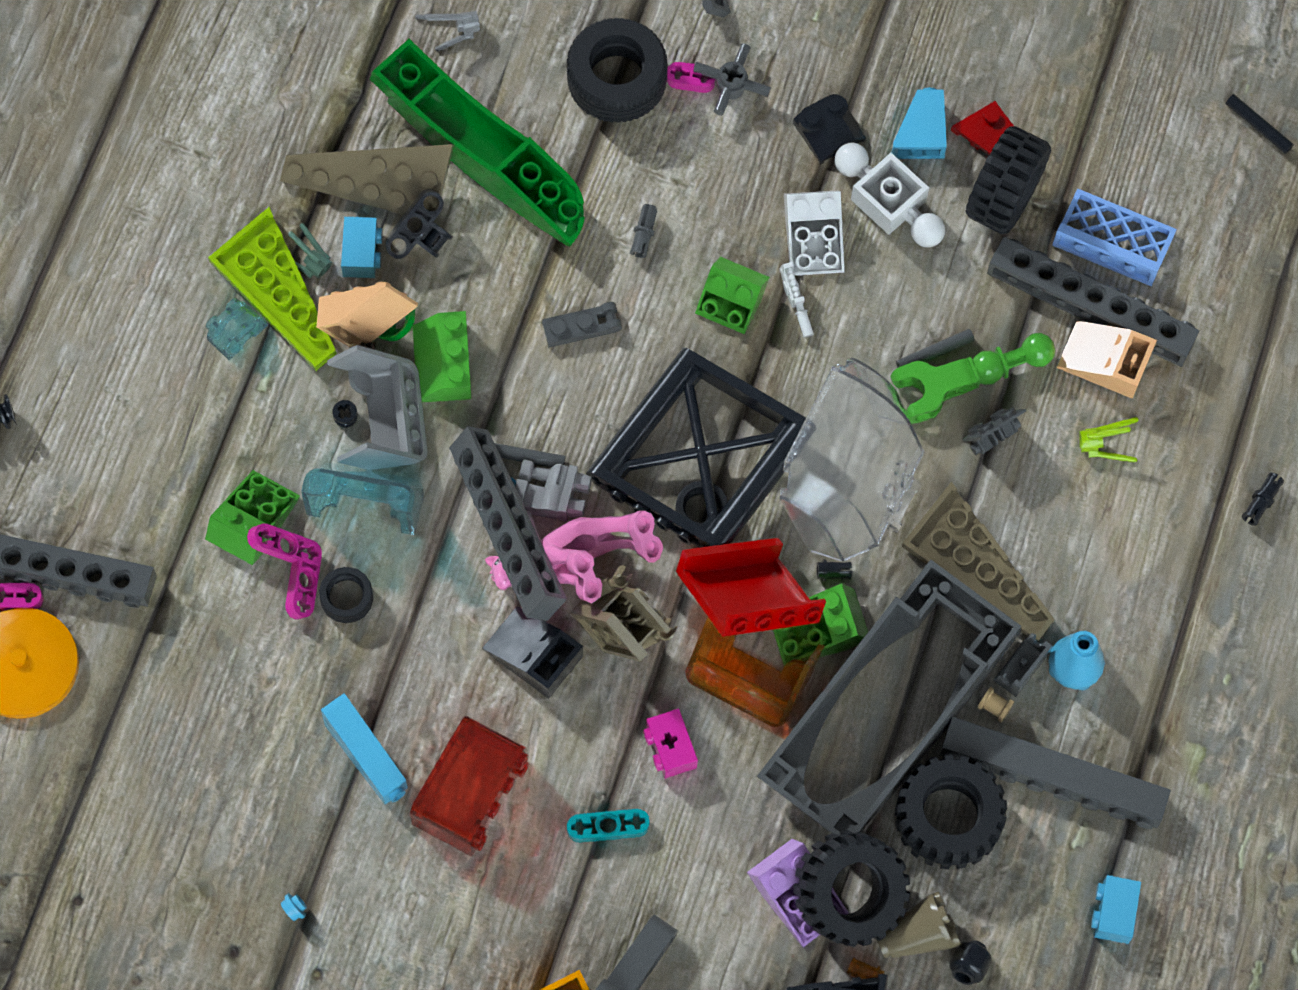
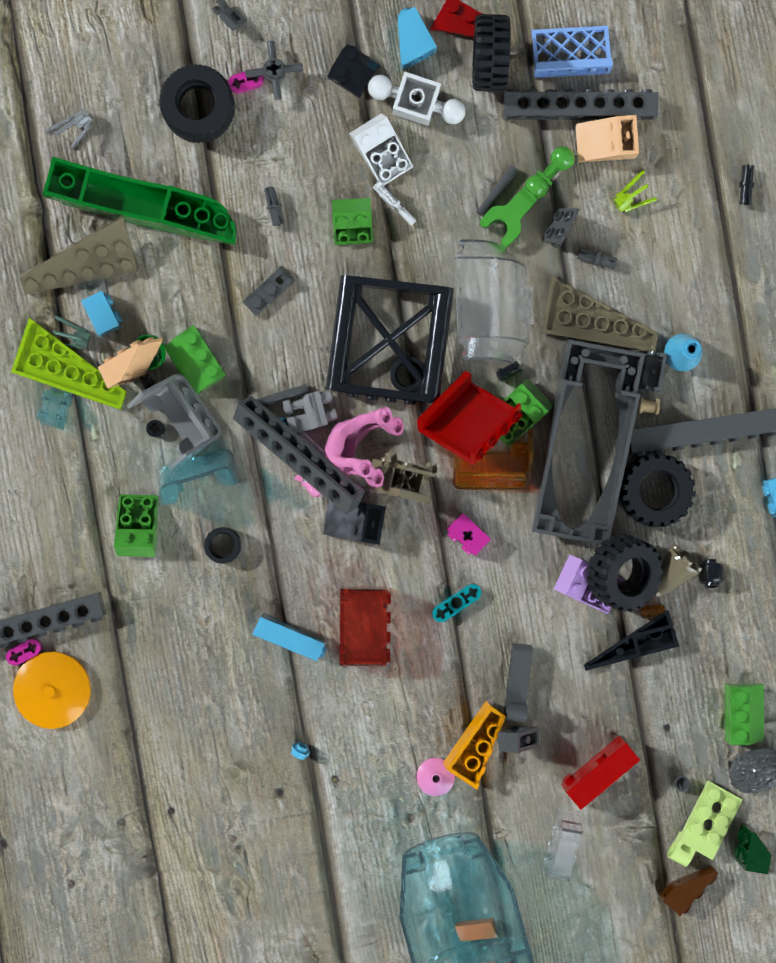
camera: 30 degrees left, 20 degrees up
(299, 561) = (184, 541): dark pink beam -> none
(425, 234) = (141, 282): black piece -> none
(1022, 491) = (597, 258): none -> dark grey pin

